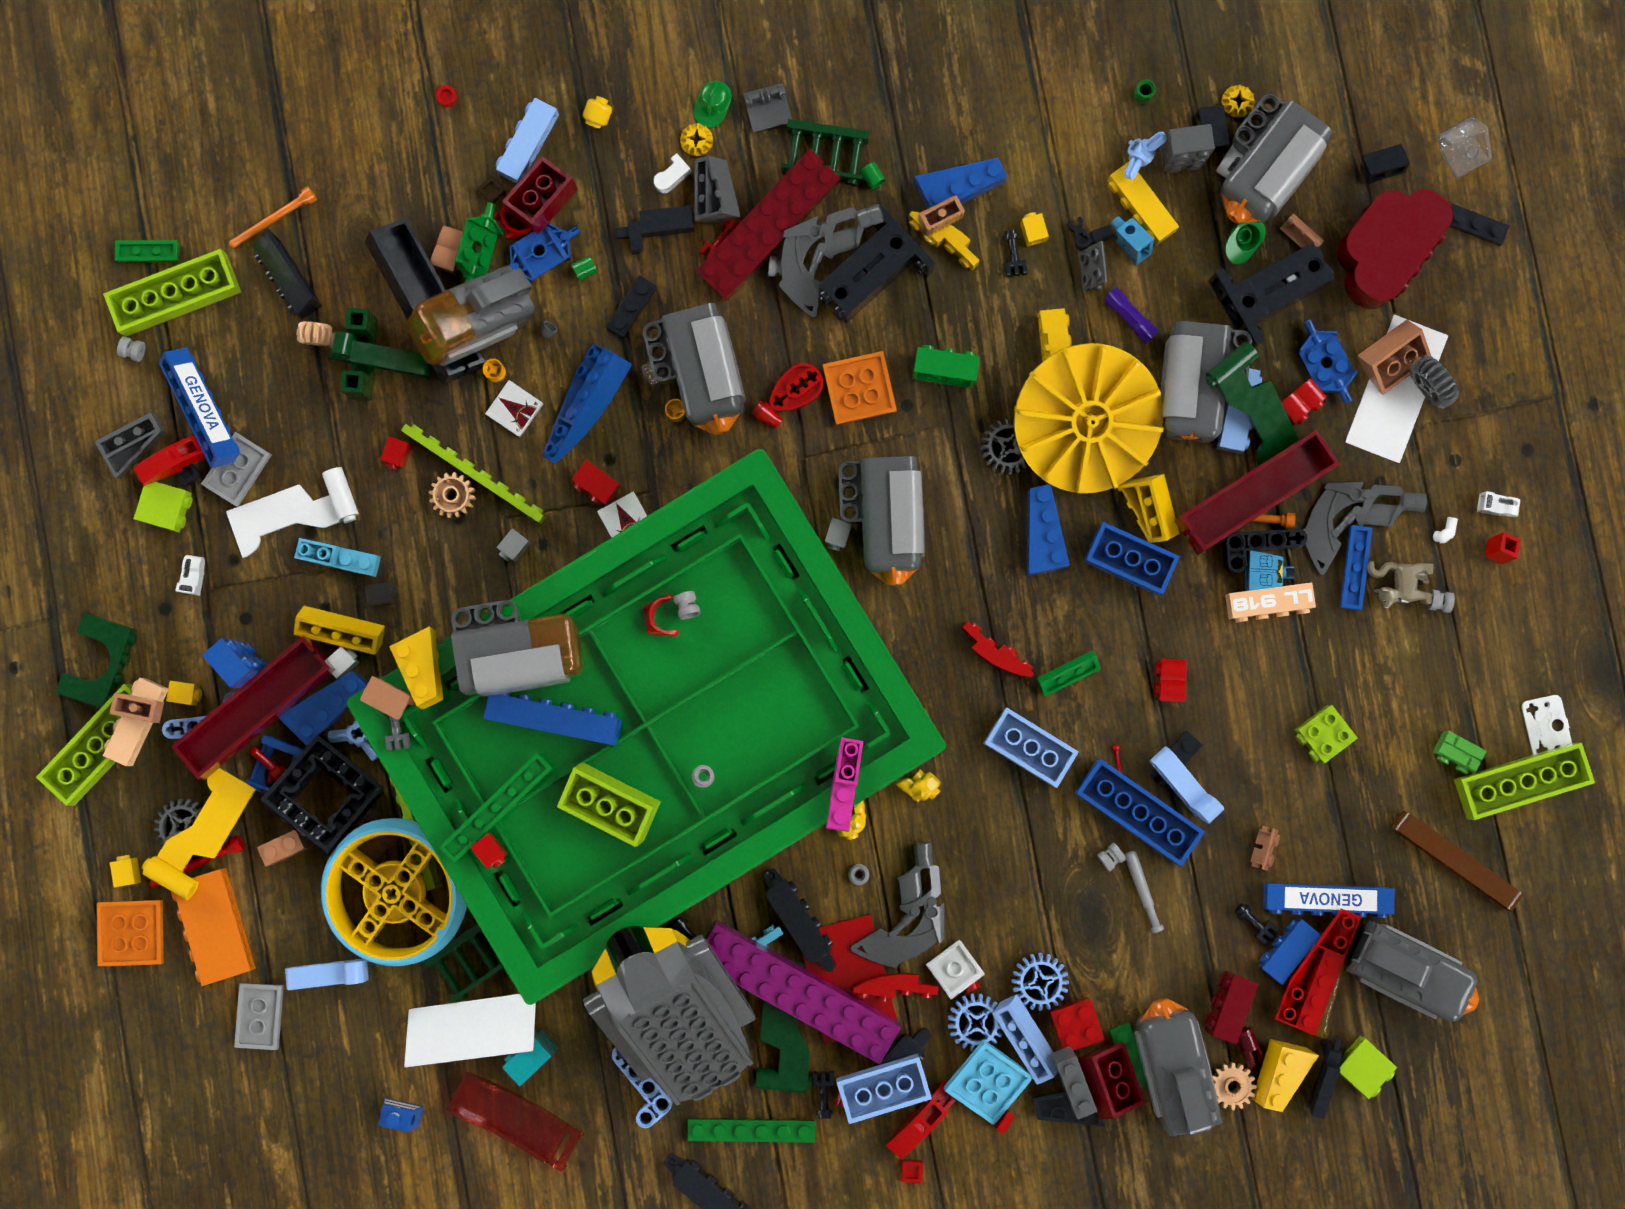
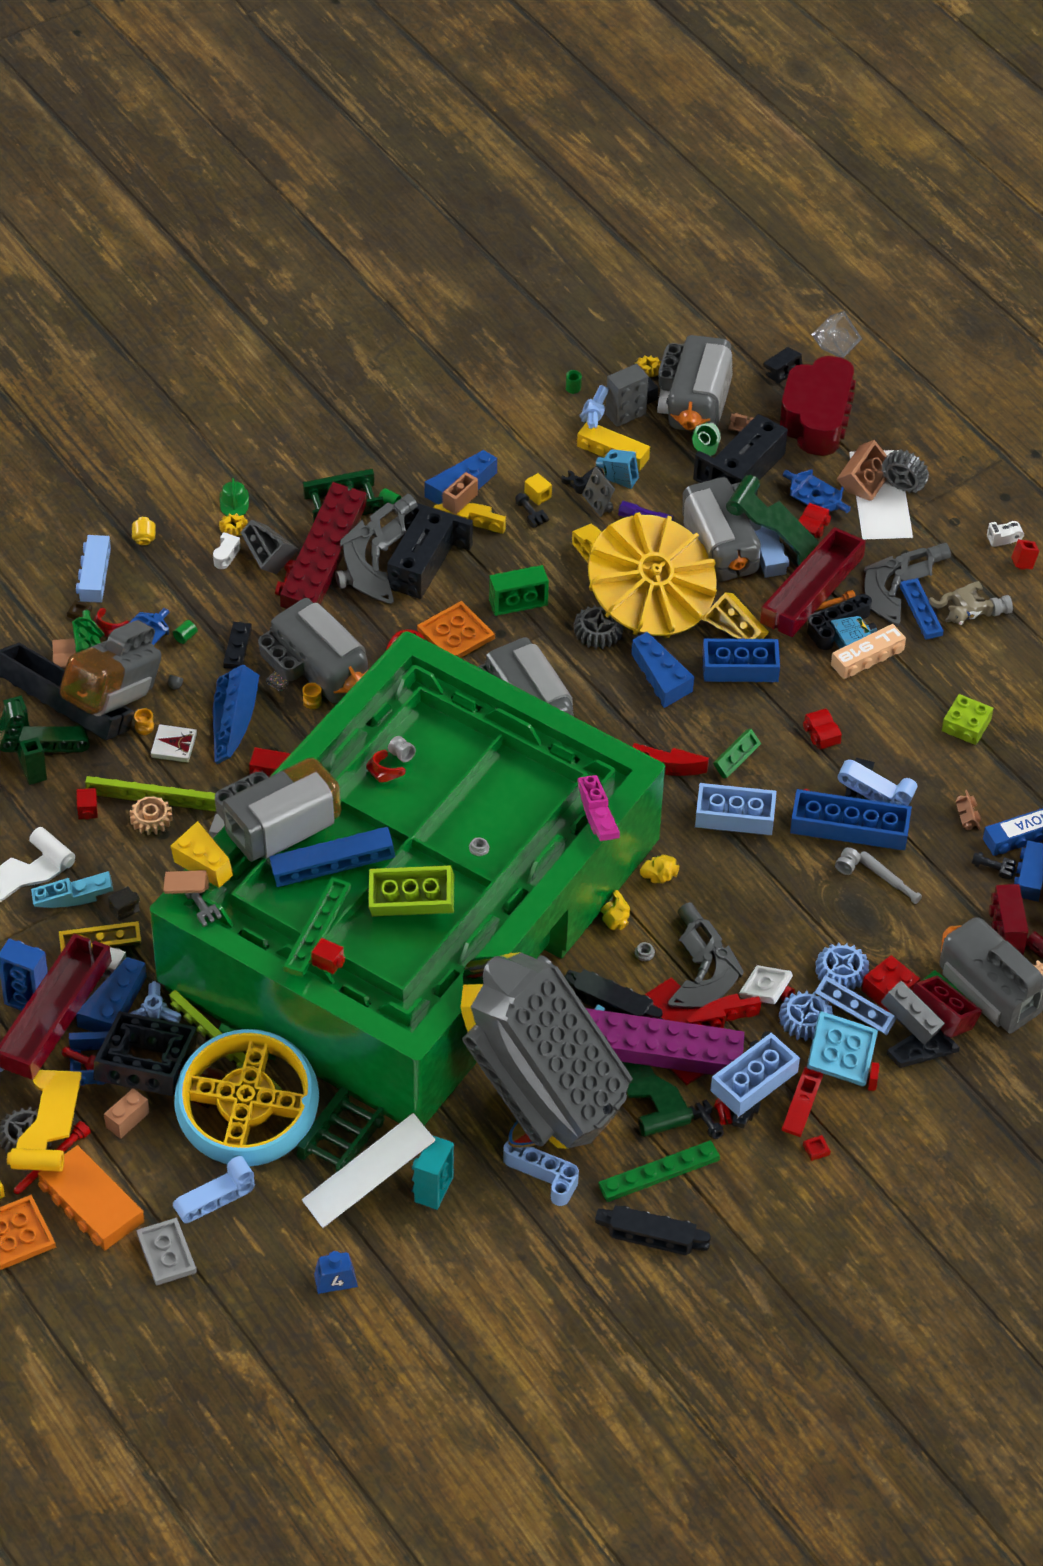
camera: 25 degrees left, 35 degrees down
(446, 96) = (10, 565): red tile -> none
(514, 1119) = (443, 1238): clear red windscreen -> none
(539, 195) = (124, 593): dark red brick -> none
(657, 223) = (230, 585): black piece -> none
(767, 107) = (280, 486): dark grey hinge -> none
(1447, 533) = (977, 564): white arm -> none
(1478, 225) = (878, 378): black plate -> none

